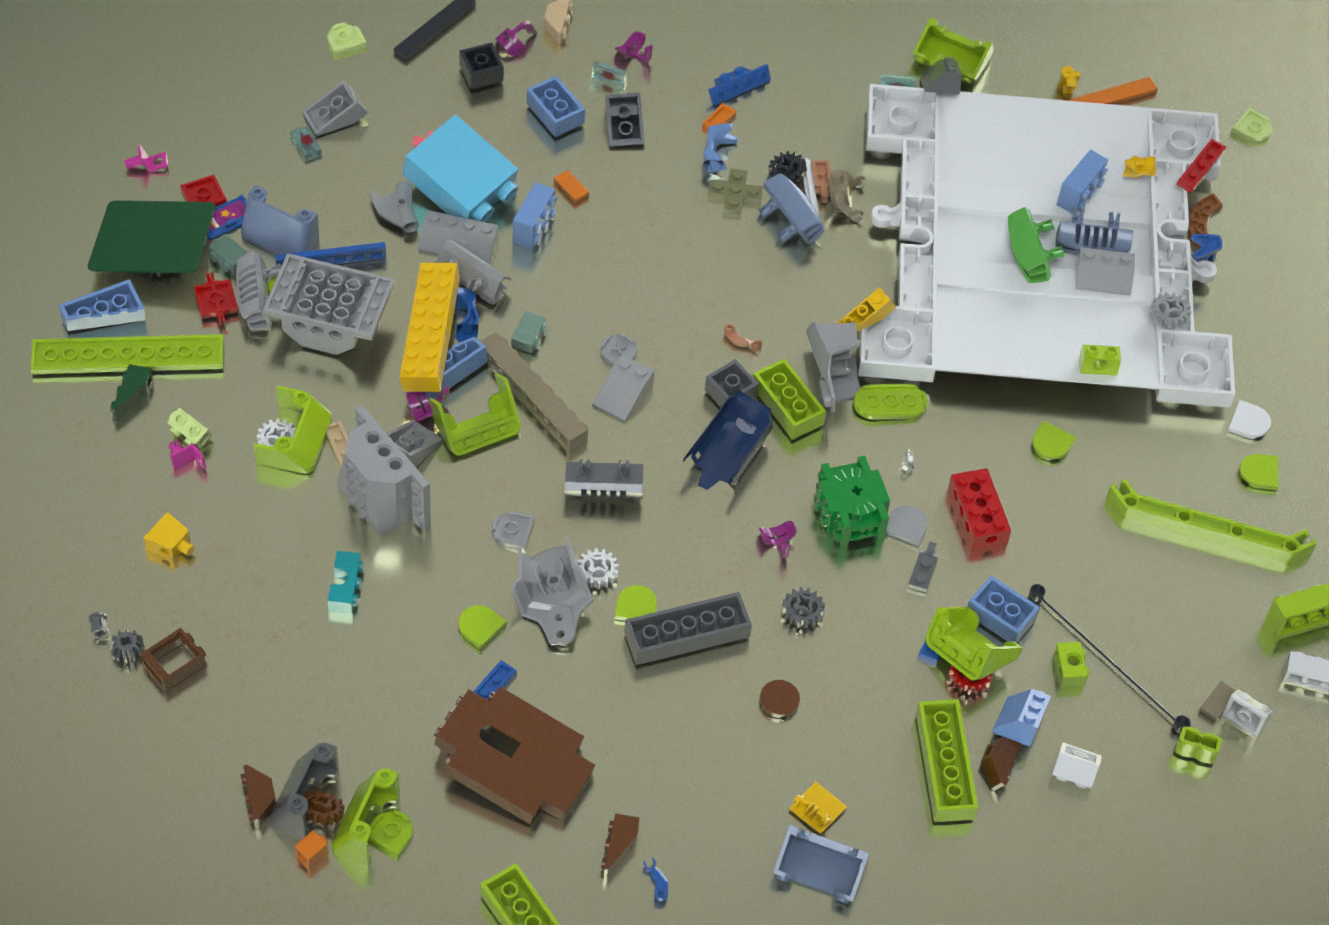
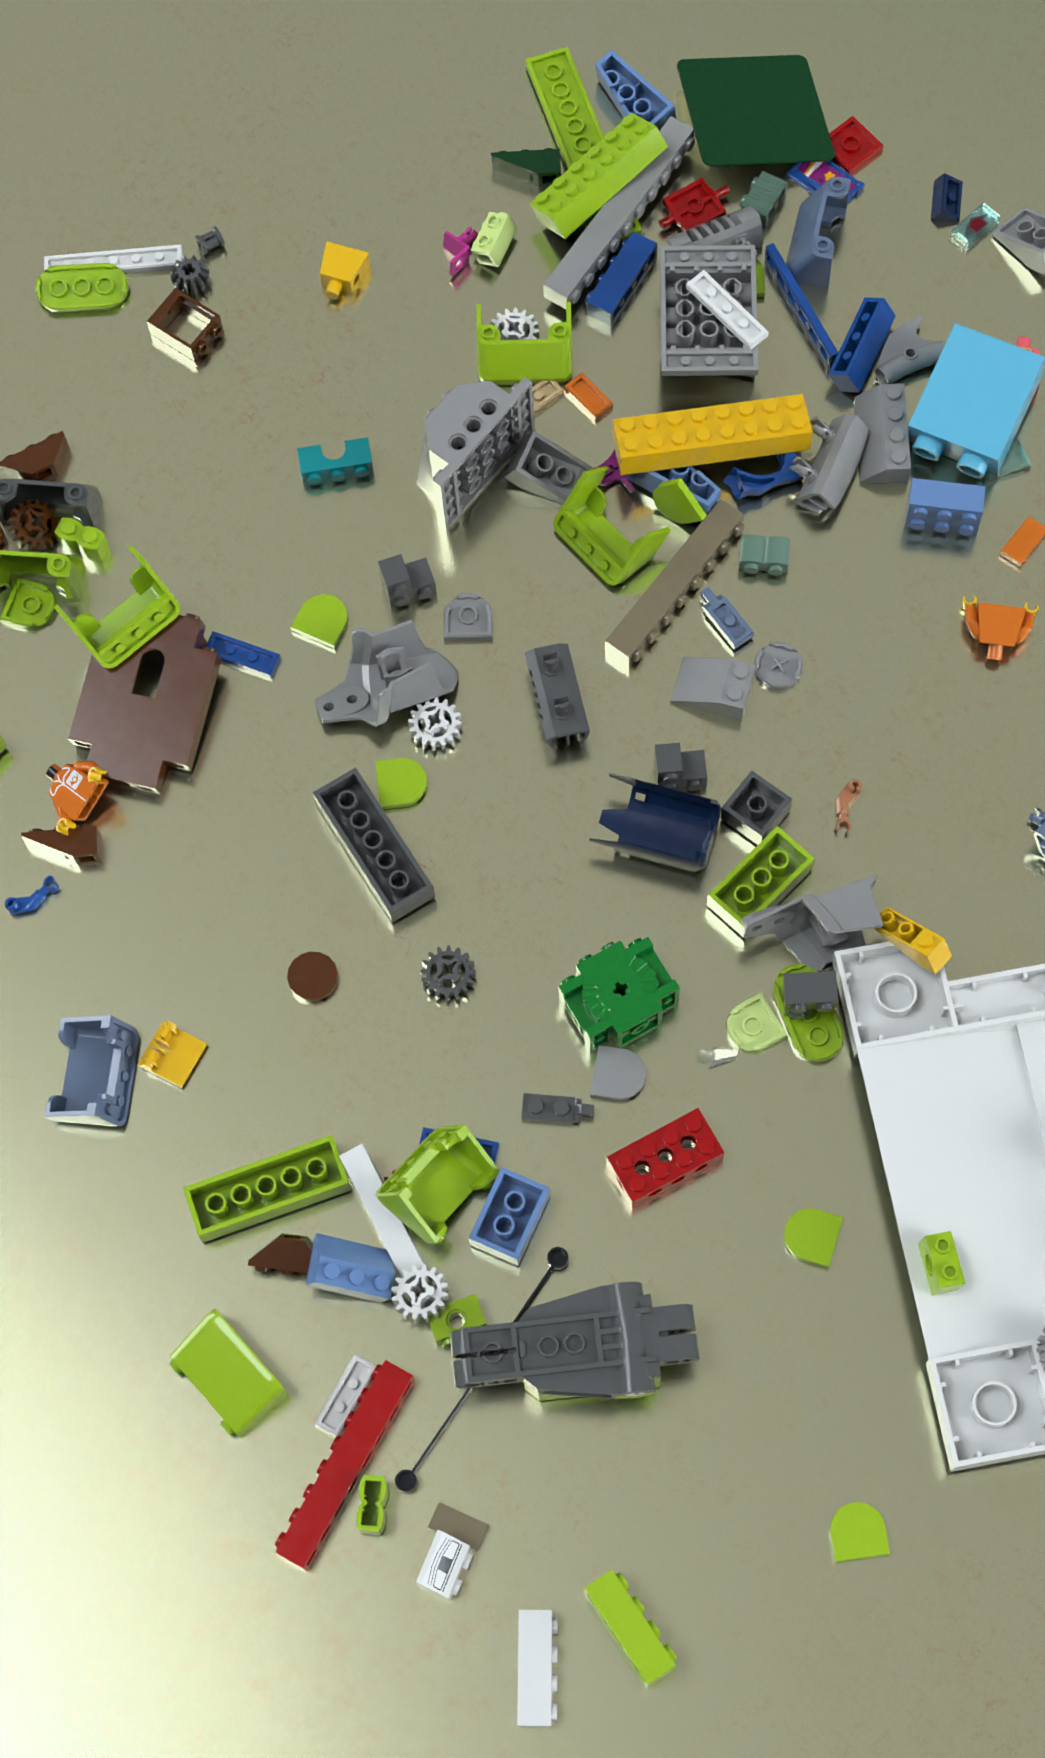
camera: 85 degrees right, 15 degrees up
(84, 703) = (127, 260): none -> white tile
(102, 729) = (81, 287): none -> lime tile
(147, 162) = (874, 68): dark pink bracket -> none
(173, 339) = (598, 175): none -> lime brick
(207, 340) = (616, 219): none -> light grey brick
(259, 358) = (621, 278): none -> blue brick
(275, 153) = (946, 199): none -> dark blue slope
(337, 282) = (727, 310): none -> white tile
(346, 408) = (588, 396): none -> orange tile
(348, 775) = (82, 539): none -> lime brick
(382, 228) = (862, 344): none -> blue brick
(451, 732) = (130, 622): none -> lime windscreen
(471, 367) = (677, 502): none -> lime tile
(472, 557) = (406, 581): none -> dark grey brick
(571, 369) = (726, 618): none -> sand blue hinge
(581, 818) = (75, 791): none -> orange torso
(633, 216) = (998, 625): none -> orange torso
(686, 425) = (678, 768): none -> dark grey brick
(787, 528) = (551, 906): magenta helmet -> none
(887, 388) = (809, 992): none -> dark grey brick
(890, 435) = (754, 1025): none -> yellowish green tile
(988, 686) = (391, 1229): none -> white tile
(1045, 668) = (428, 1302): none -> white gear
(1076, 766) = (308, 1353): white slope -> none
(1081, 816) = (227, 1374): none -> lime windscreen
(1111, 750) = (345, 1396): none -> white tile
(1116, 578) = (580, 1346): none -> dark grey piece
(1164, 759) = (344, 1466): none -> red brick
(1208, 526) = (733, 1473): lime piece -> none
(1250, 421) = (942, 1506): white tile -> none

